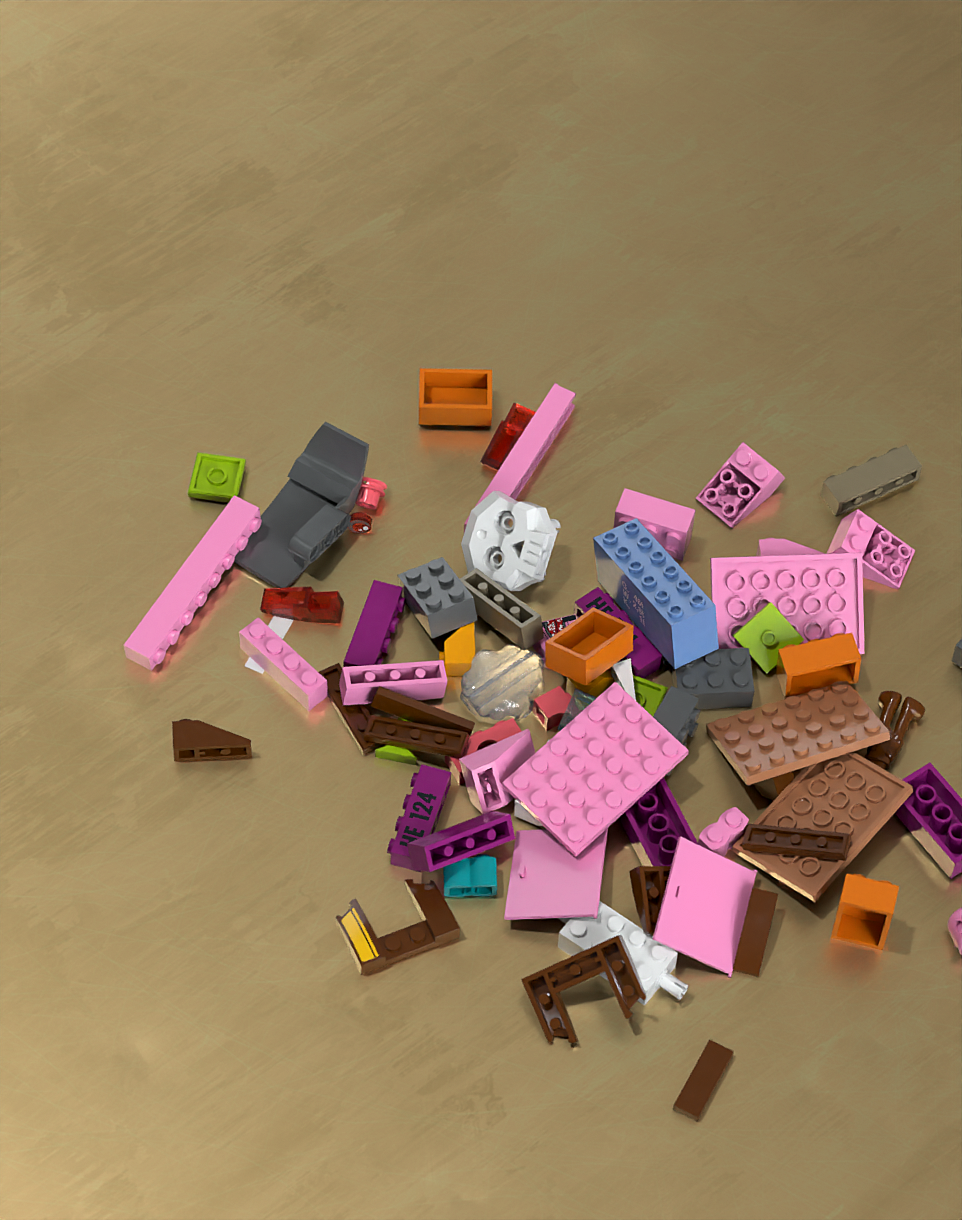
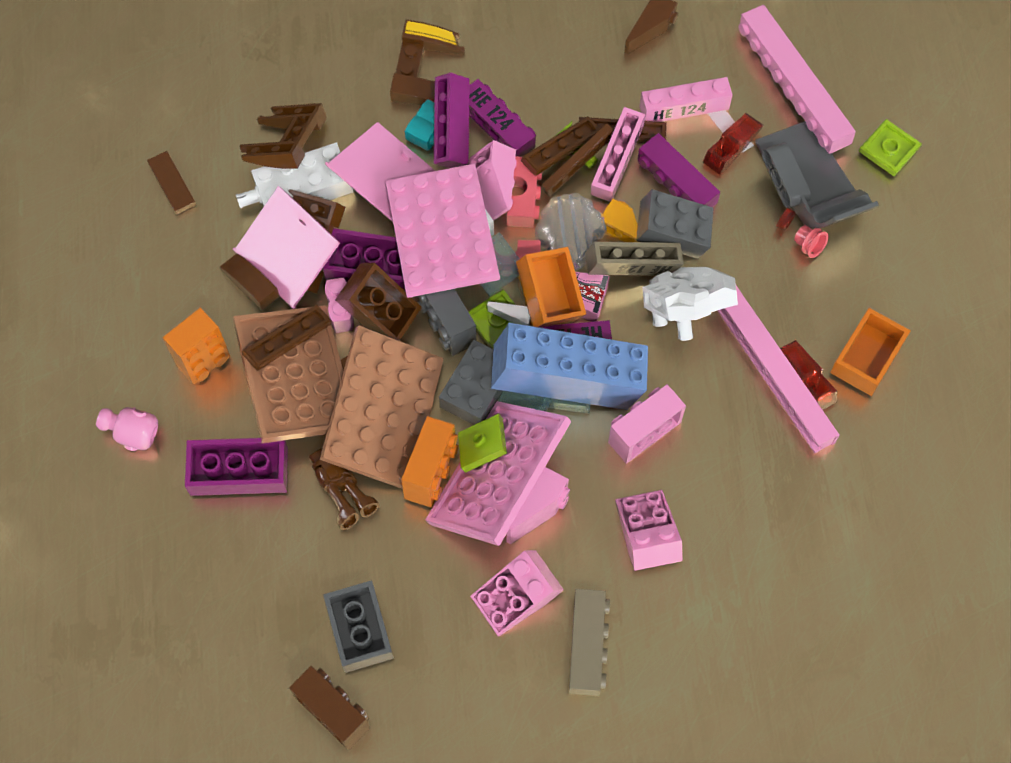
camera: 125 degrees right, 10 degrees up
(705, 788) = (378, 301): none -> reddish brown brick

